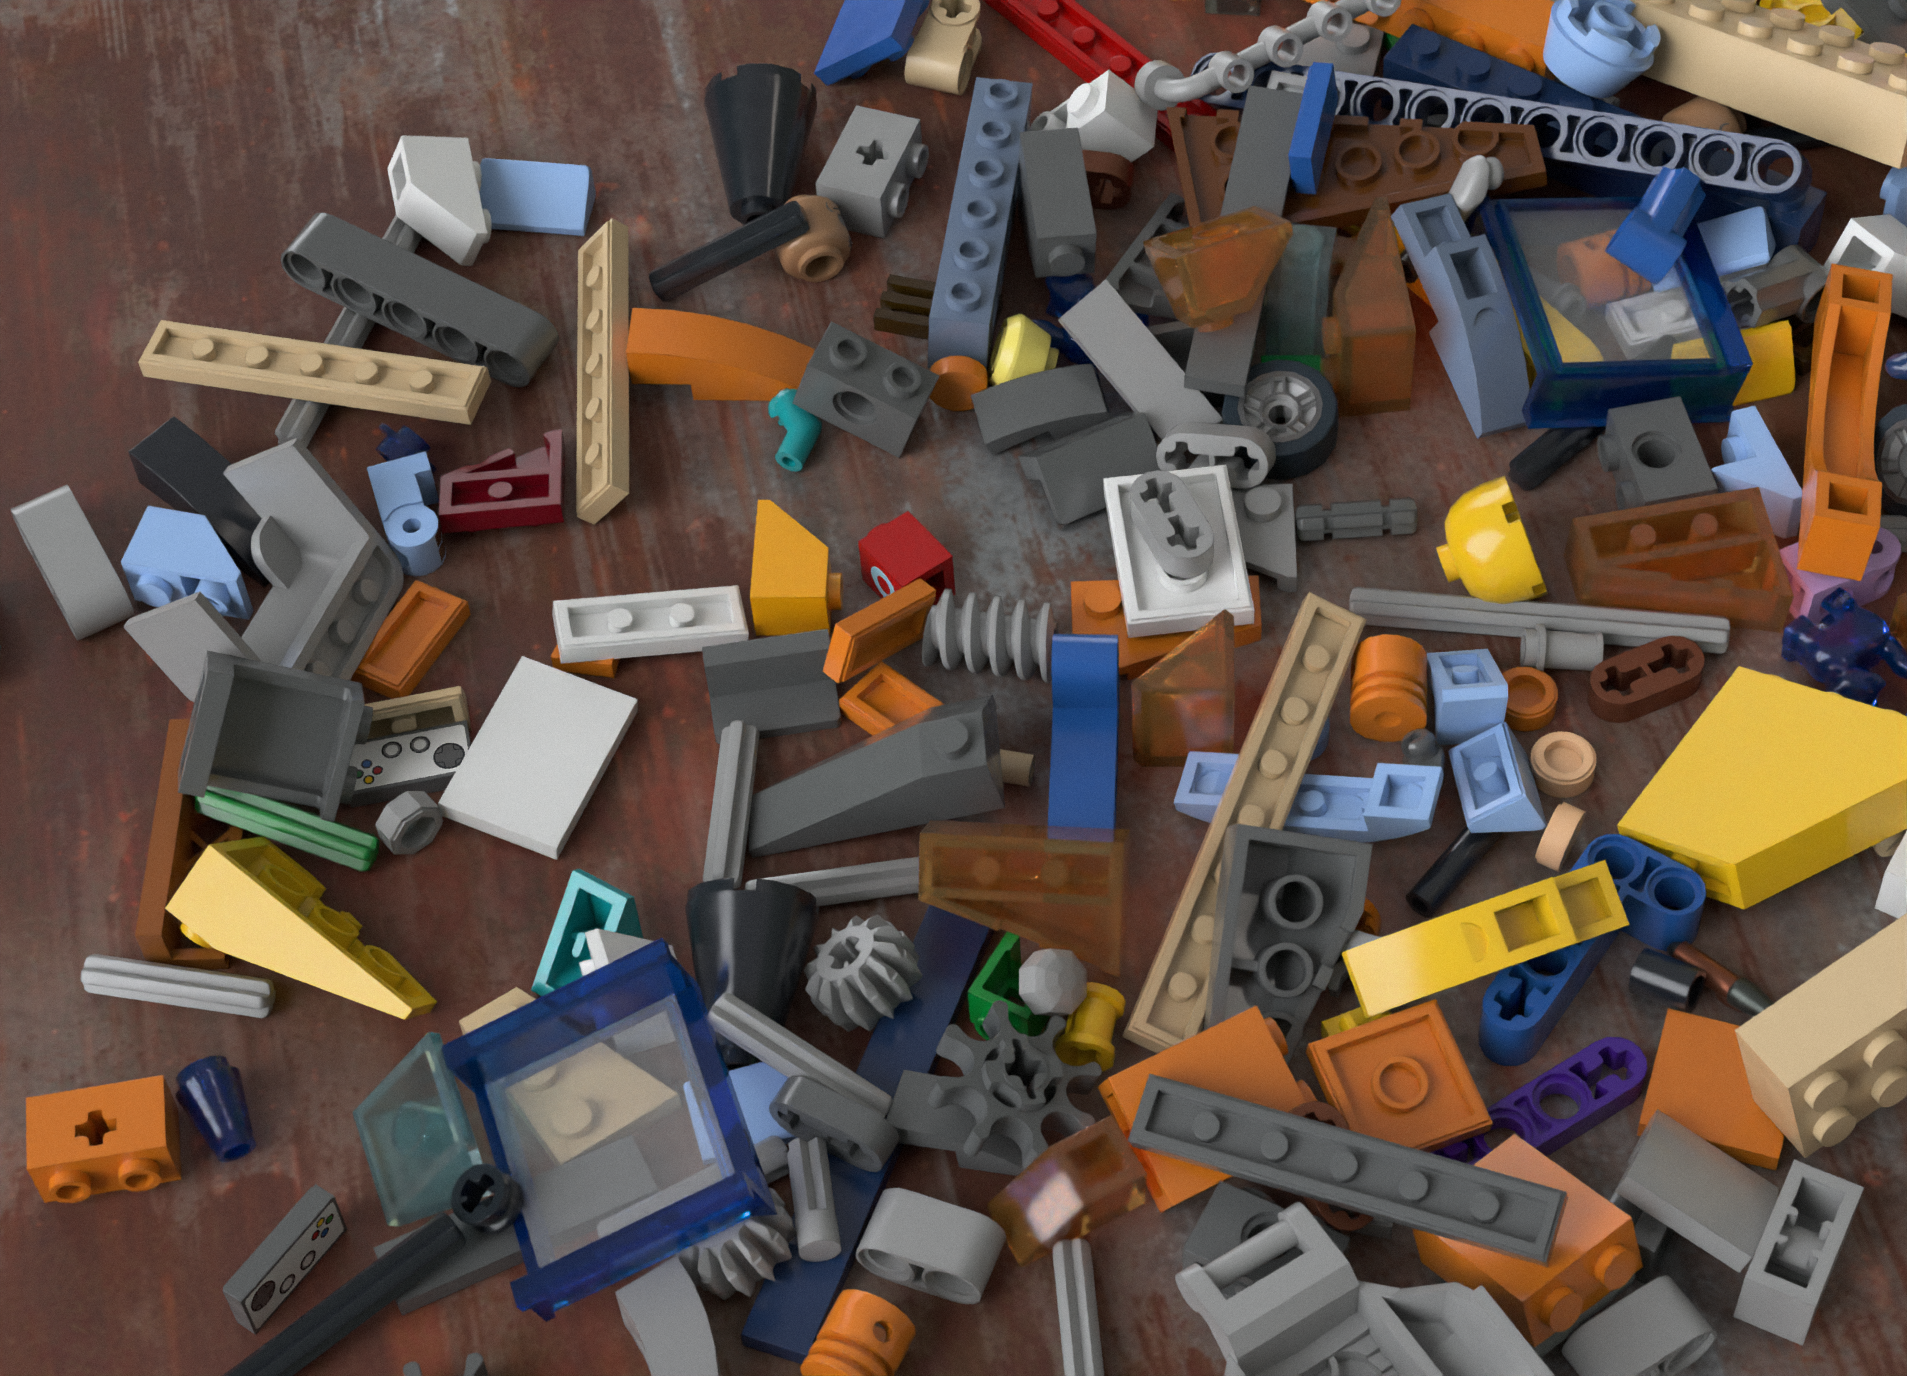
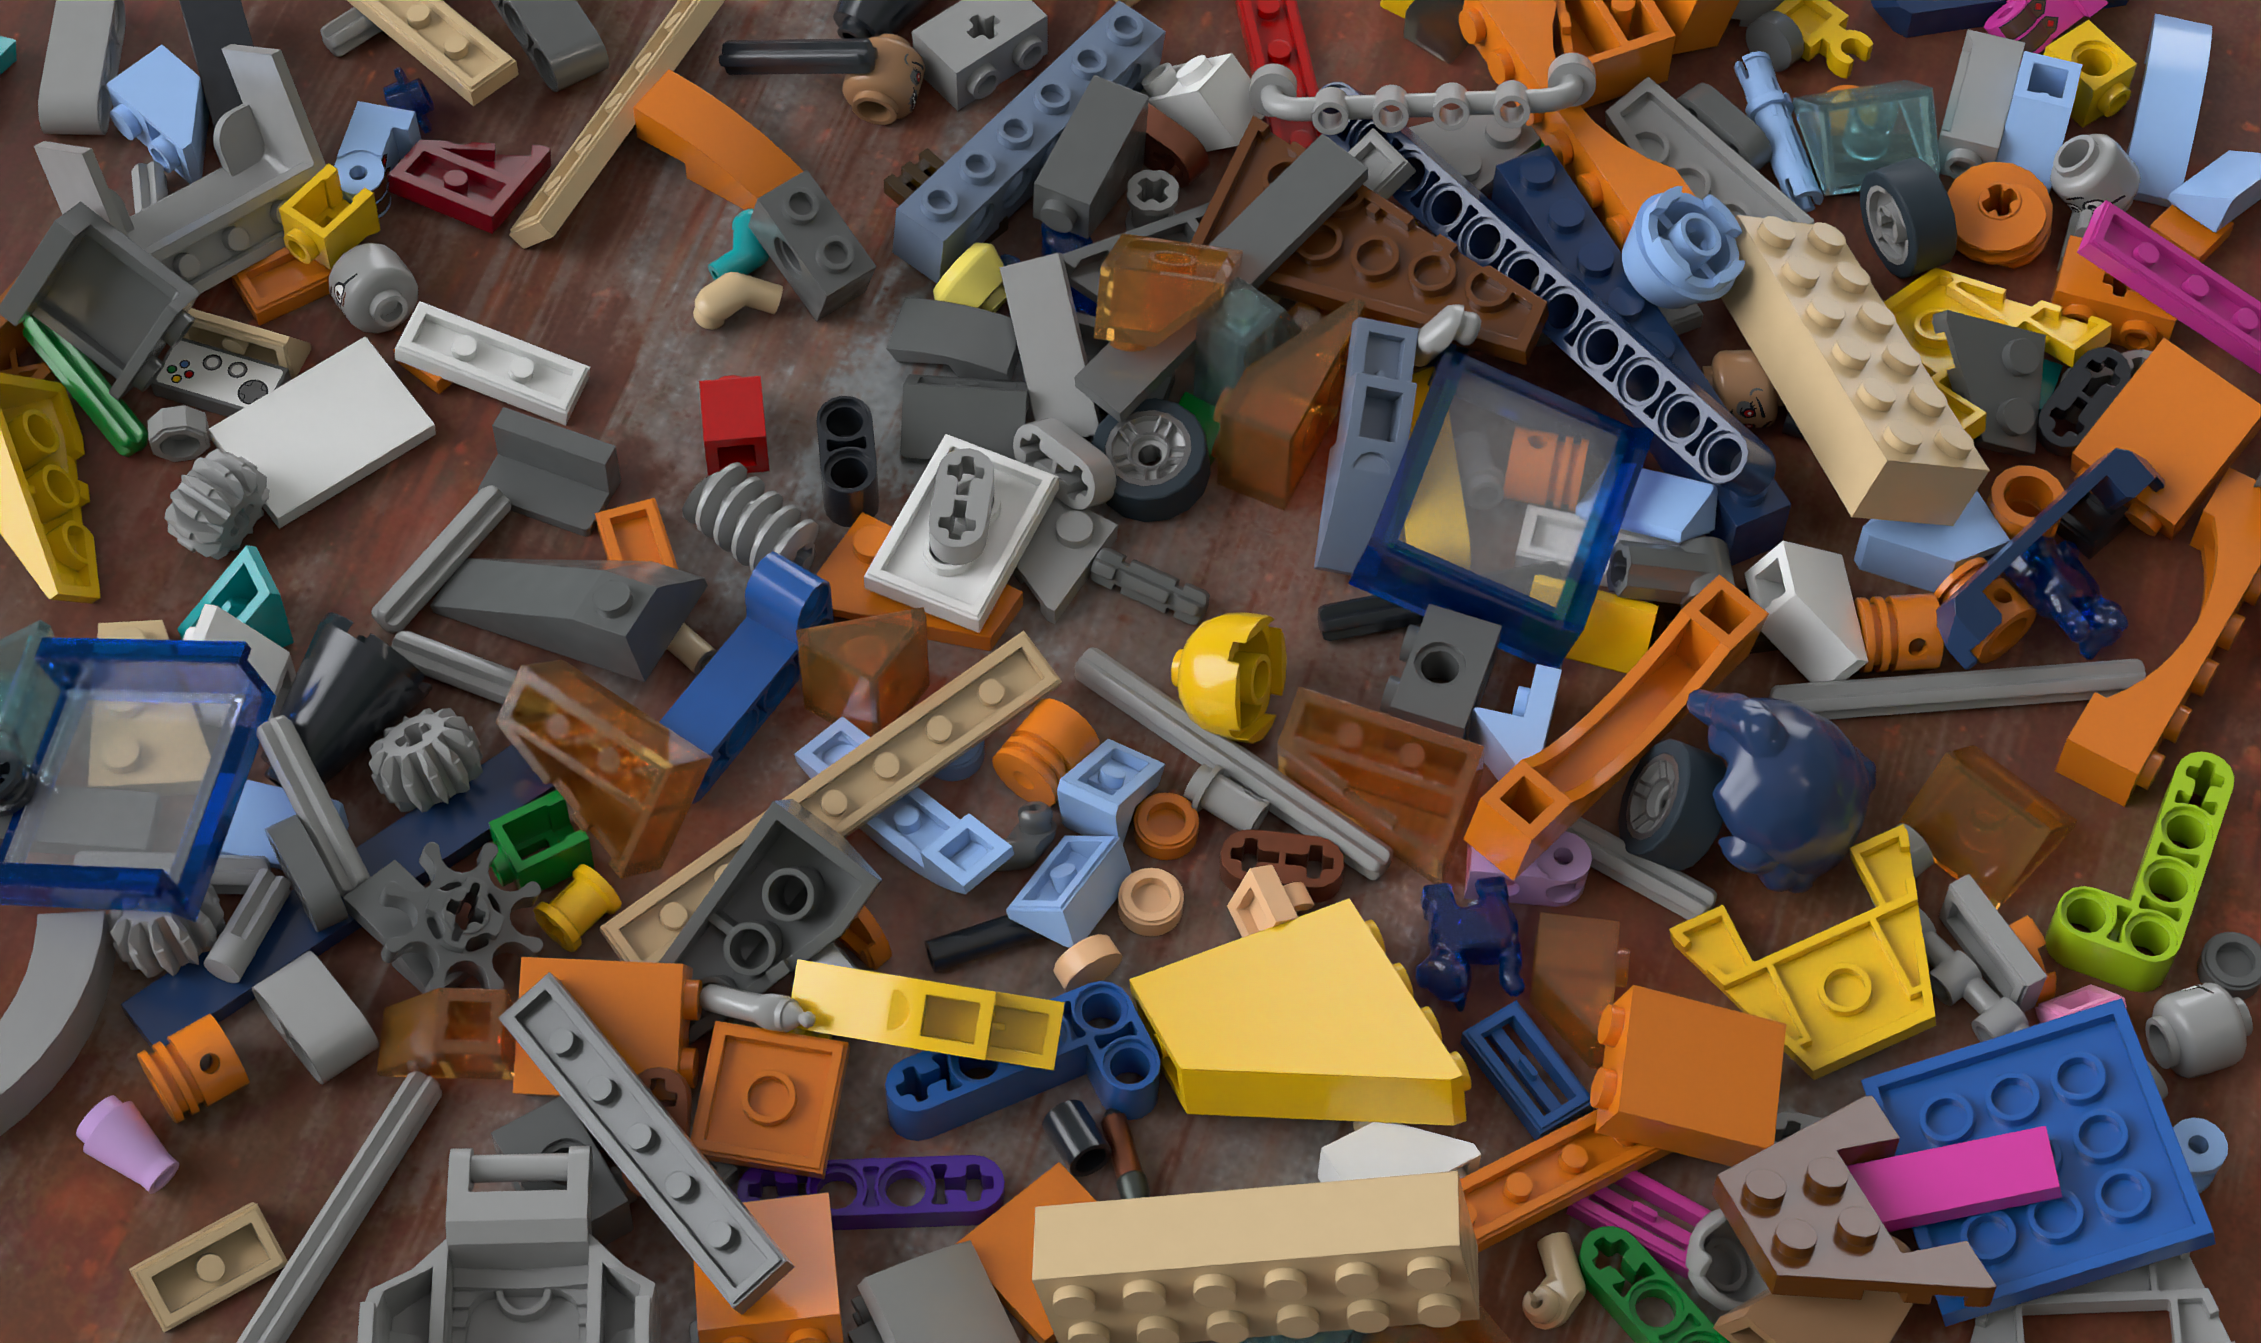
camera: 25 degrees right, 5 degrees up
(416, 585) = (322, 223): none -> yellow window
(495, 614) = (373, 288): none -> light grey head
(499, 859) = (217, 504): none -> light grey gear
(790, 576) = (630, 383): light orange slope -> none
(816, 467) = (730, 294): none -> tan arm
(879, 631) = (657, 469): orange tile -> none
(957, 382) = (903, 276): orange tile -> none
(1027, 546) = (847, 459): none -> black beam
(1053, 982) = (554, 853): light grey tile -> none
(1119, 224) = (1151, 198): none -> light grey bush
(1313, 127) = (1347, 203): blue tile -> none
(1353, 1007) = (767, 1010): none -> light grey piece
(1654, 231) = (1577, 461): blue piece -> none
(1666, 713) = (1265, 902): none -> light nougat tile

